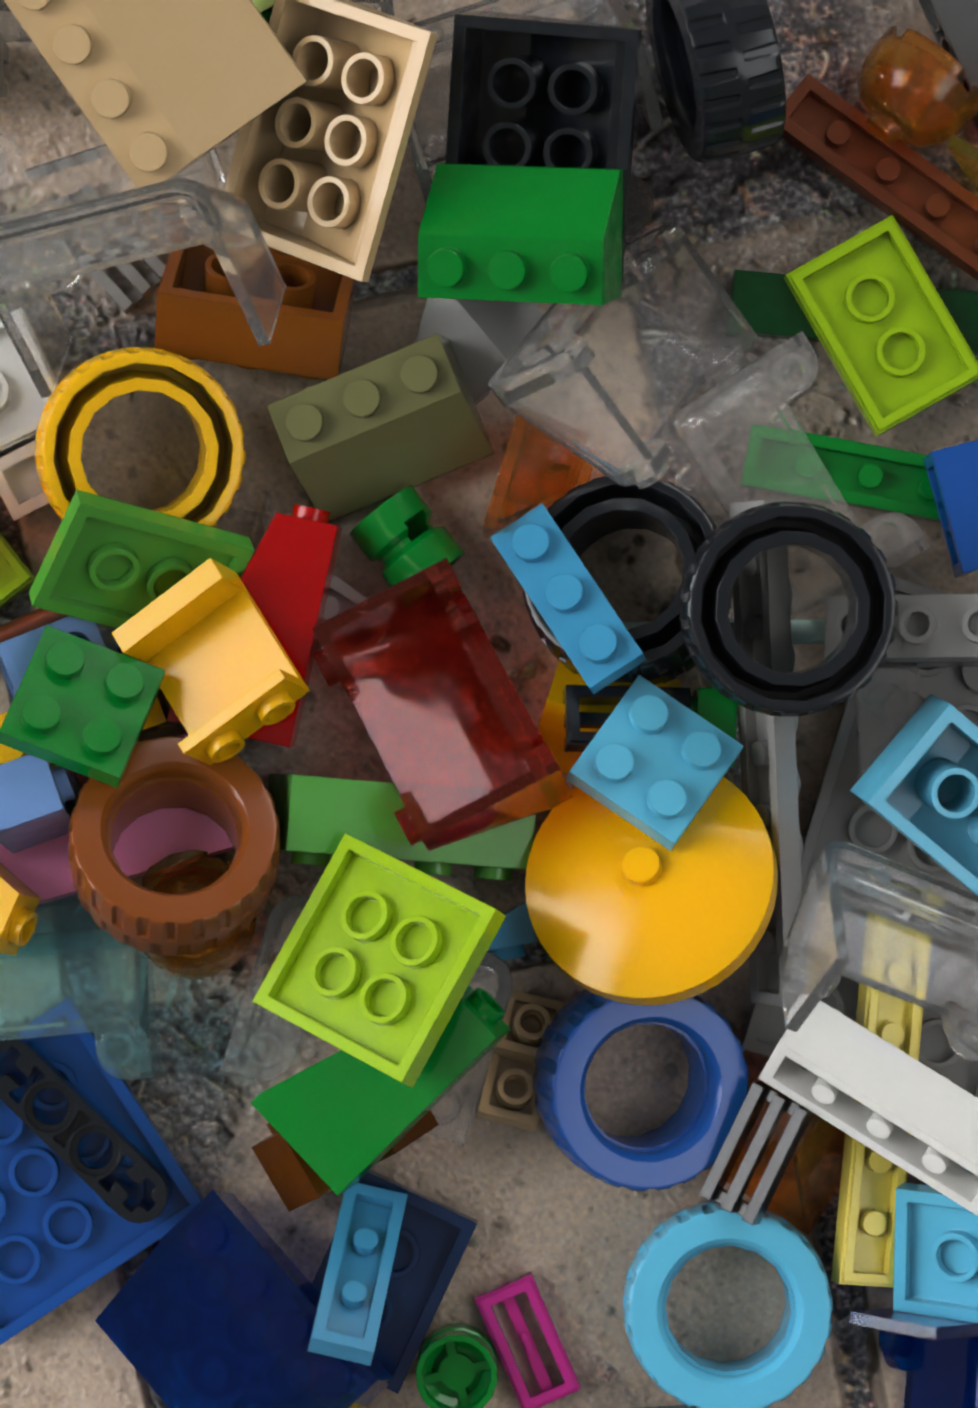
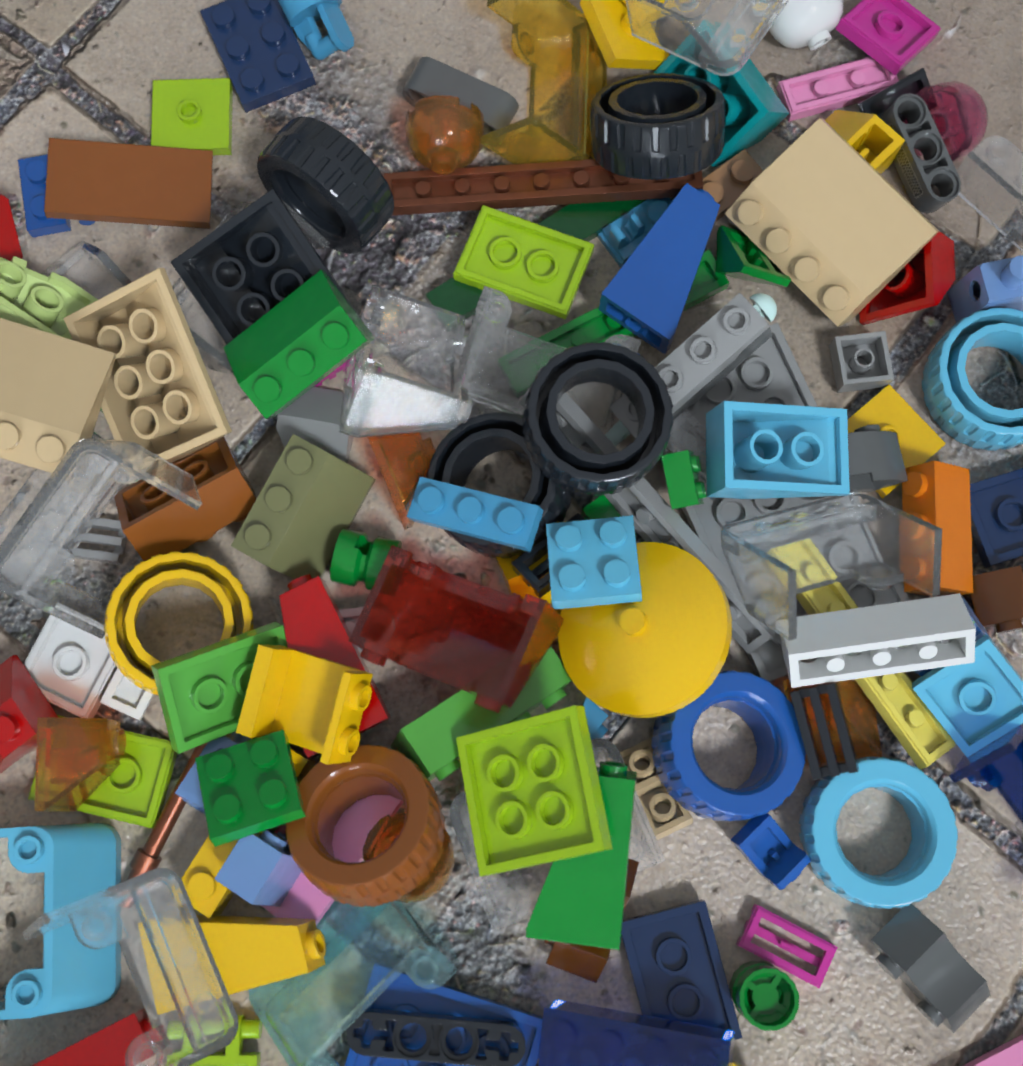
camera: 35 degrees left, 10 degrees down
(358, 1274) = (668, 988): dark azure plate -> none
(594, 1231) = (771, 851): none -> blue bracket
(837, 750) = (682, 479): none -> green piece

